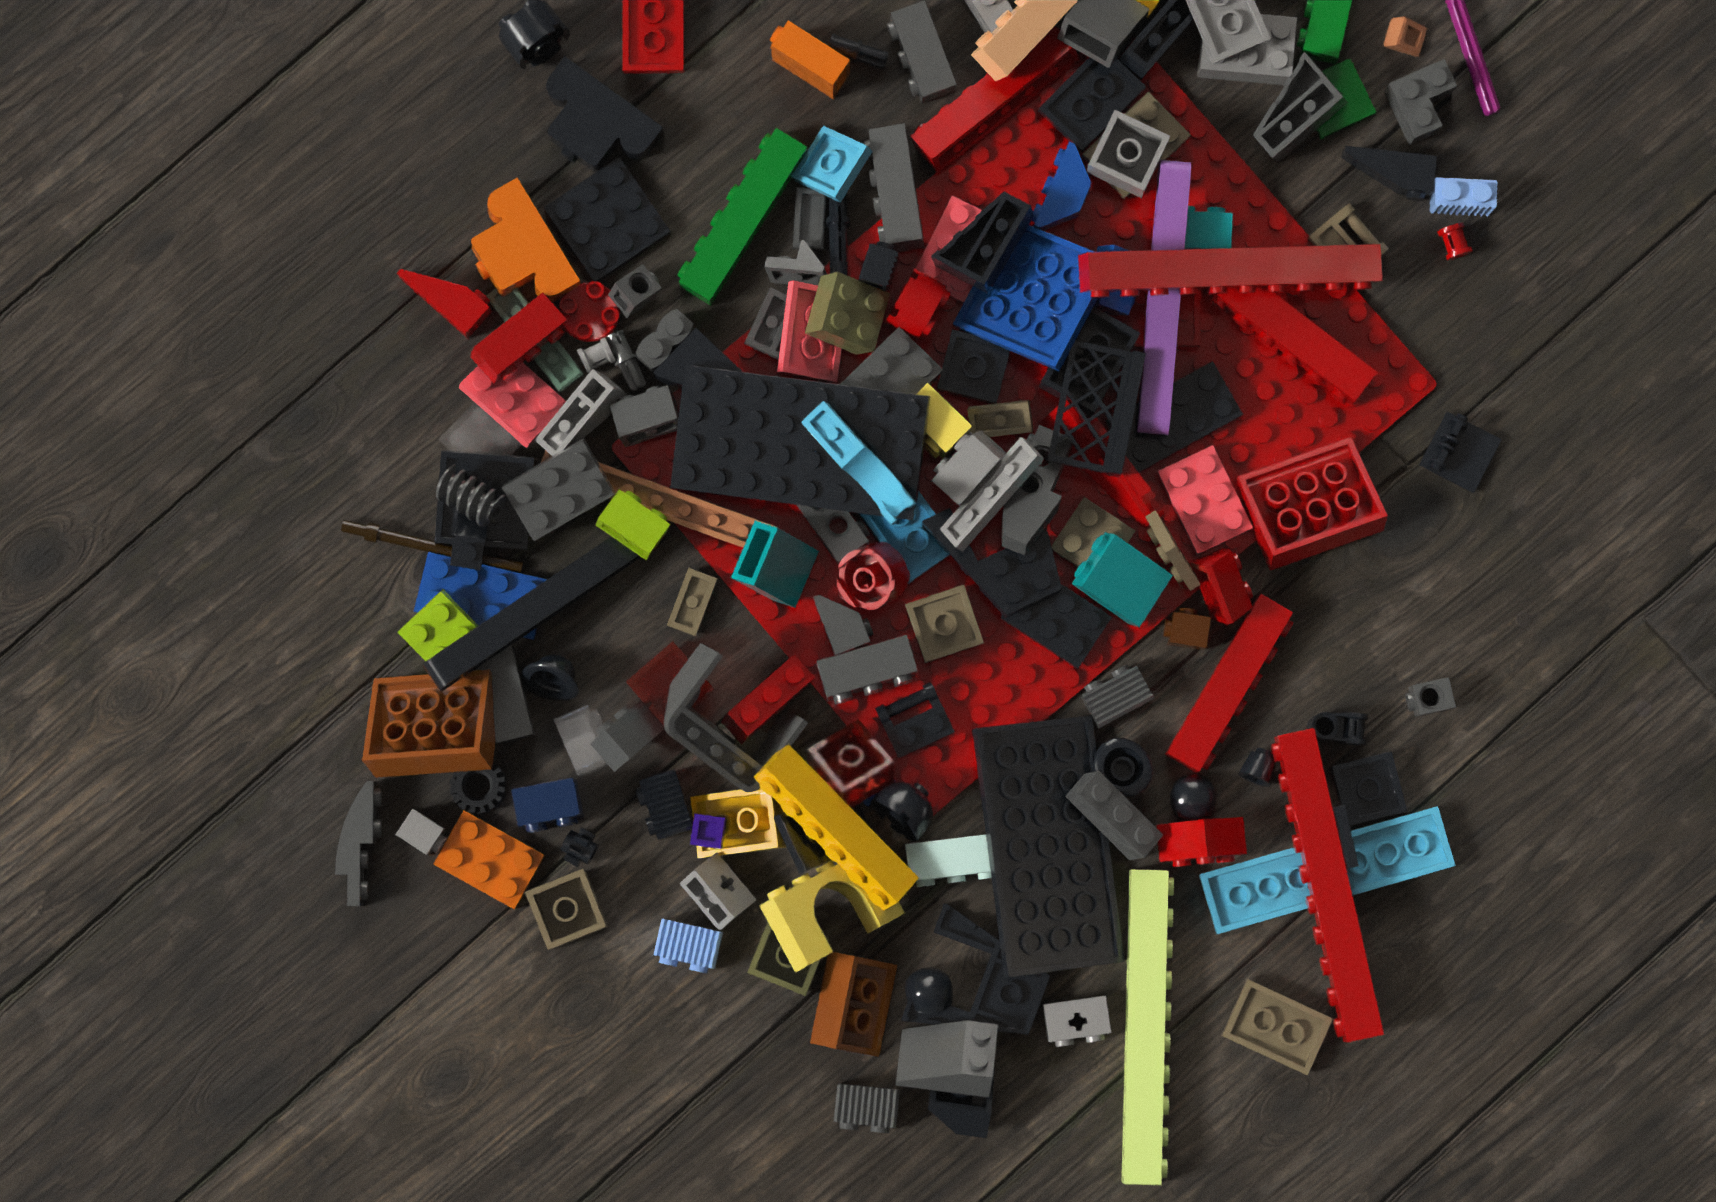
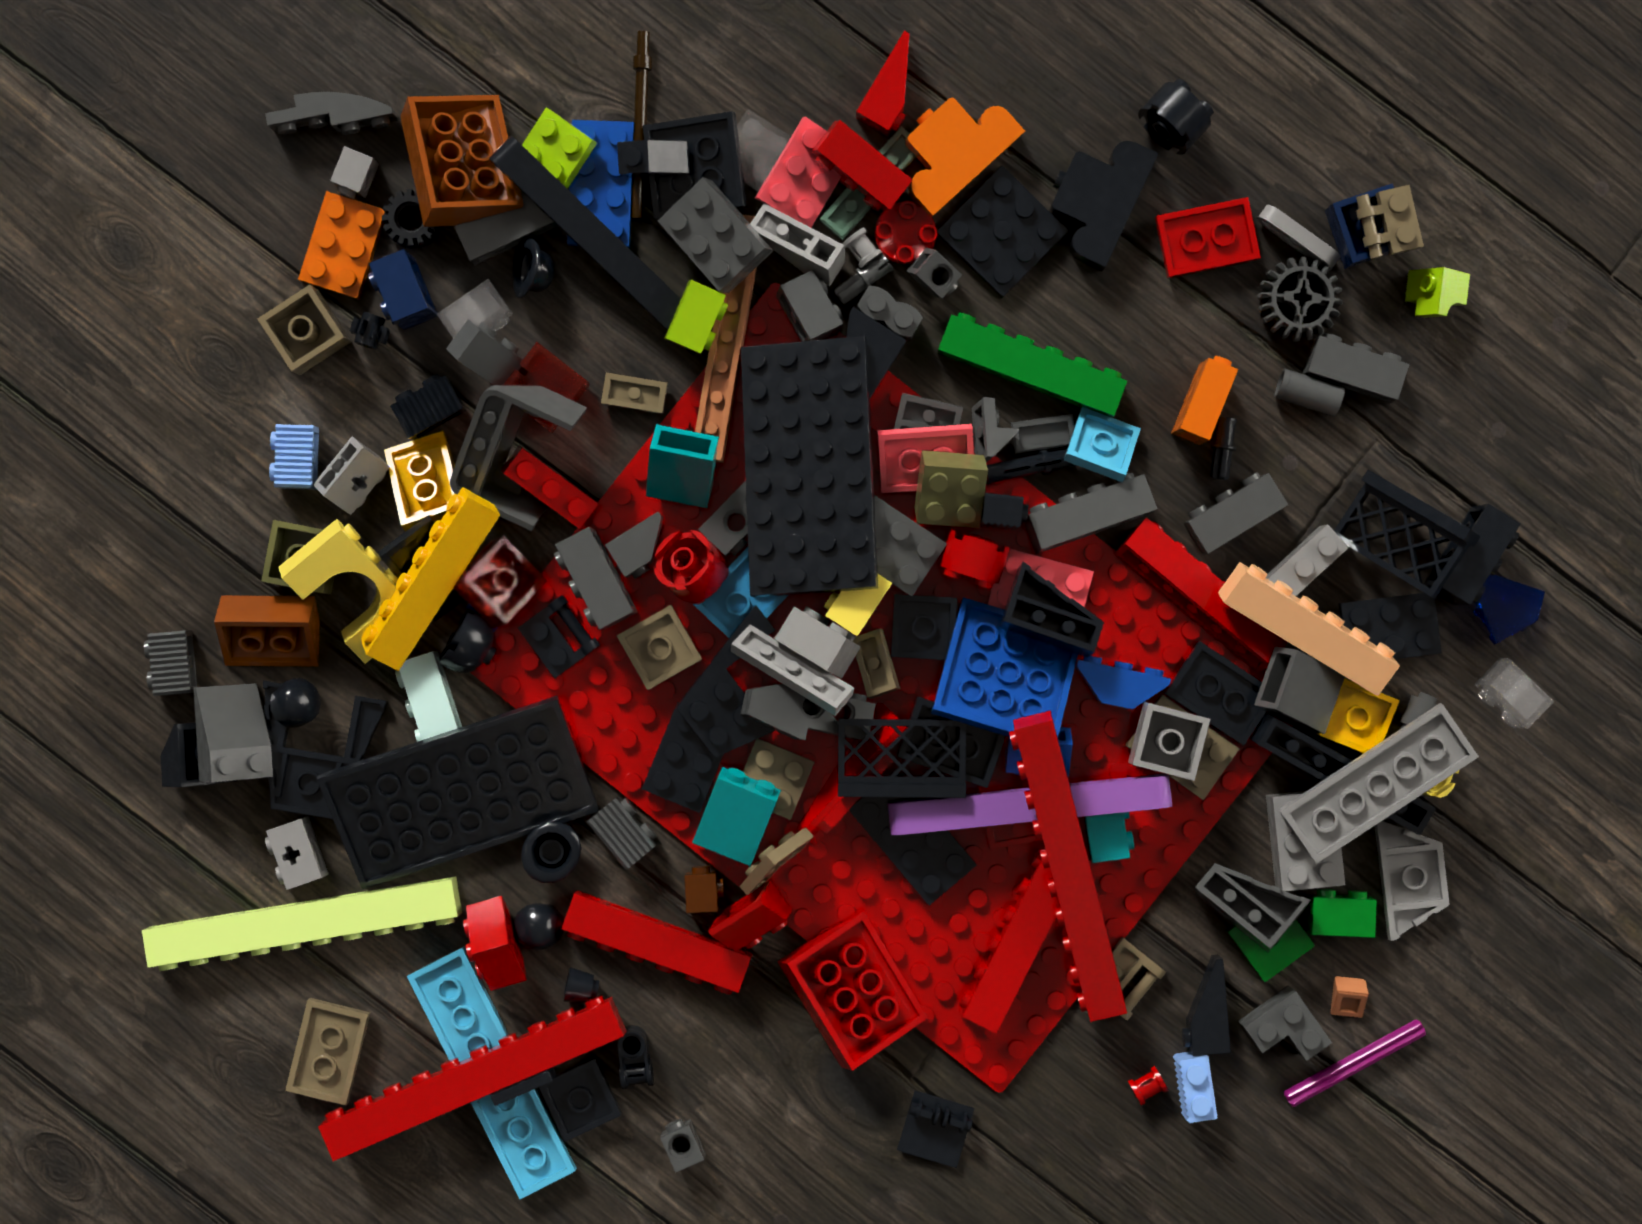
camera: 80 degrees right, 5 degrees up
(468, 498) = (687, 147): dark grey piece -> none
(708, 831) = (407, 453): dark purple plate -> none
(858, 461) = (795, 529): medium azure piece -> none
(1114, 815) = (500, 852): dark grey brick -> none
(1204, 500) = (835, 883): coral plate -> none

